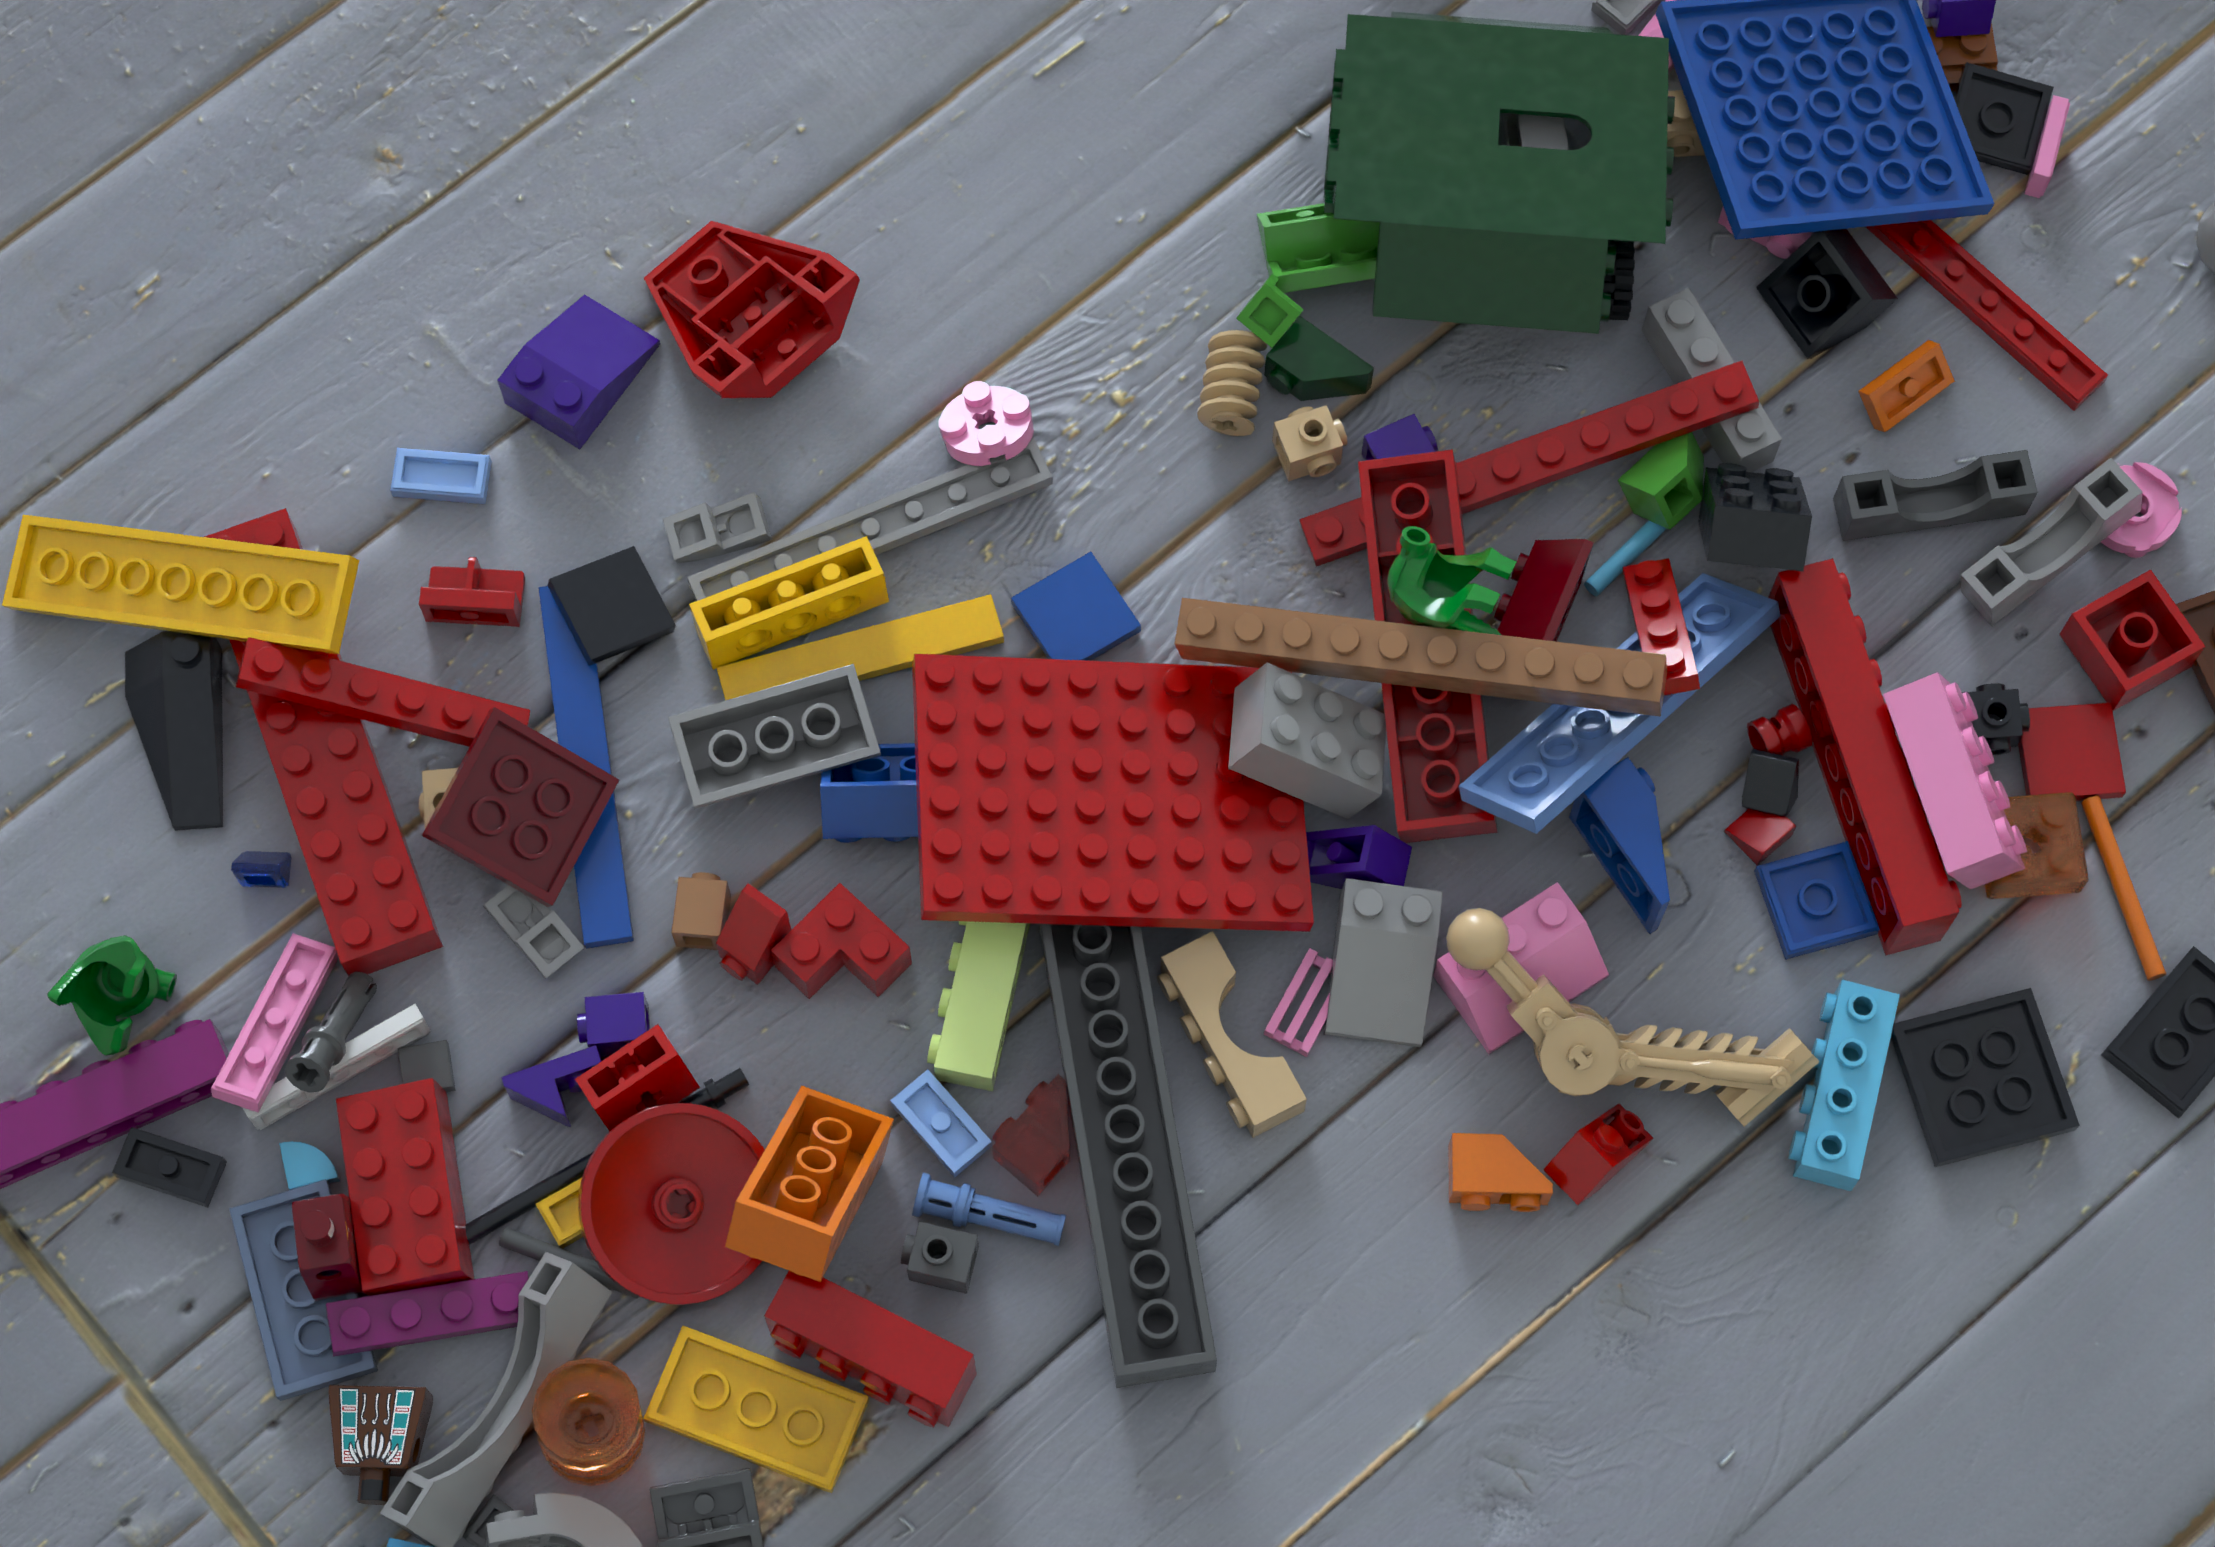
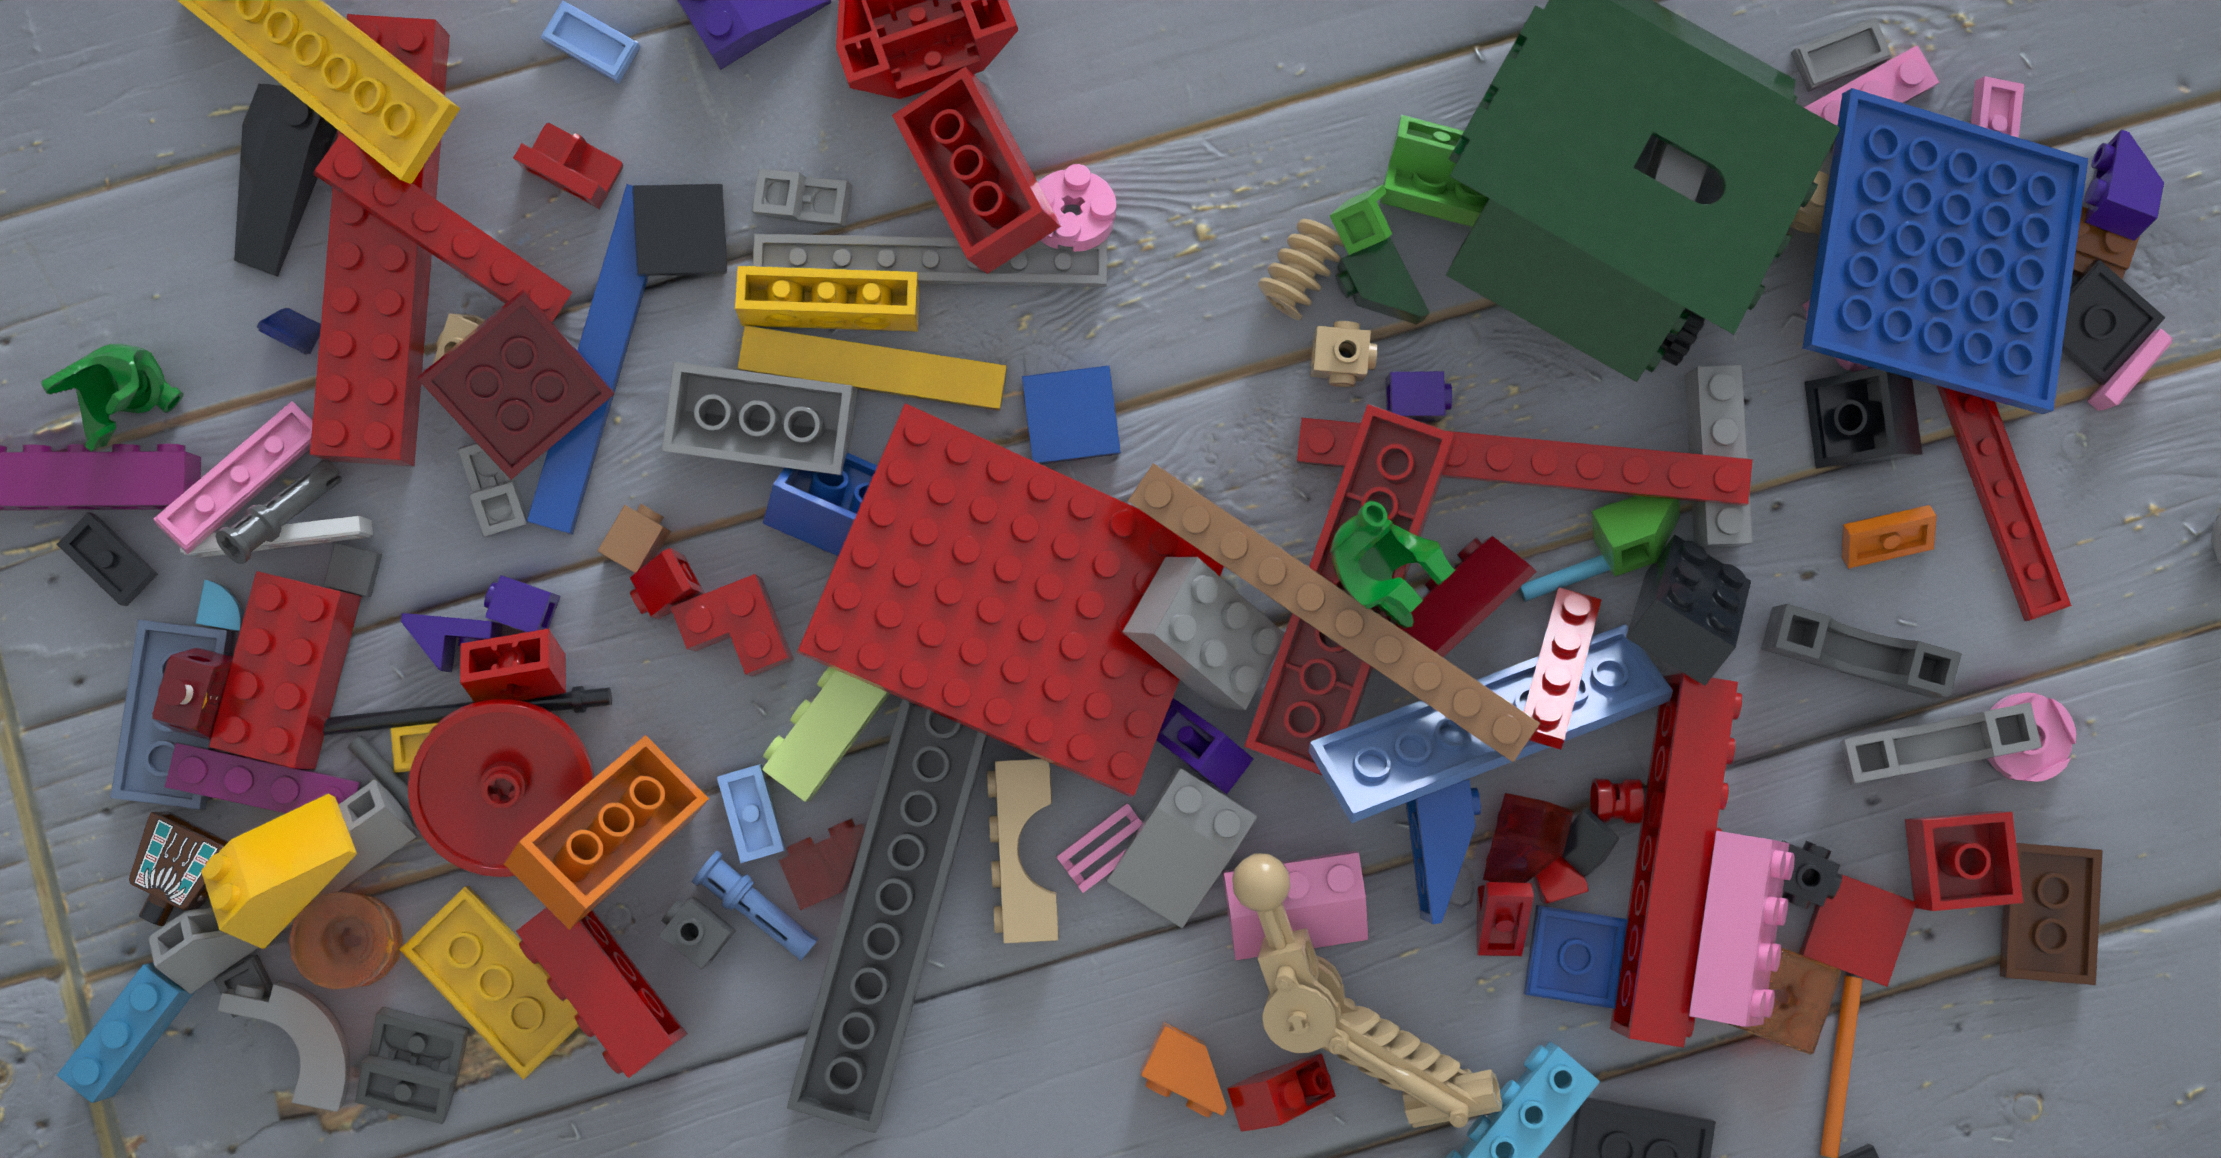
camera: 20 degrees right, 15 degrees up
(491, 1372) = (277, 870): none -> yellow slope
(880, 421) = (976, 171): none -> red brick
(1712, 805) = (1526, 839): none -> clear red slope
(1727, 888) = (1503, 918): none -> red slope

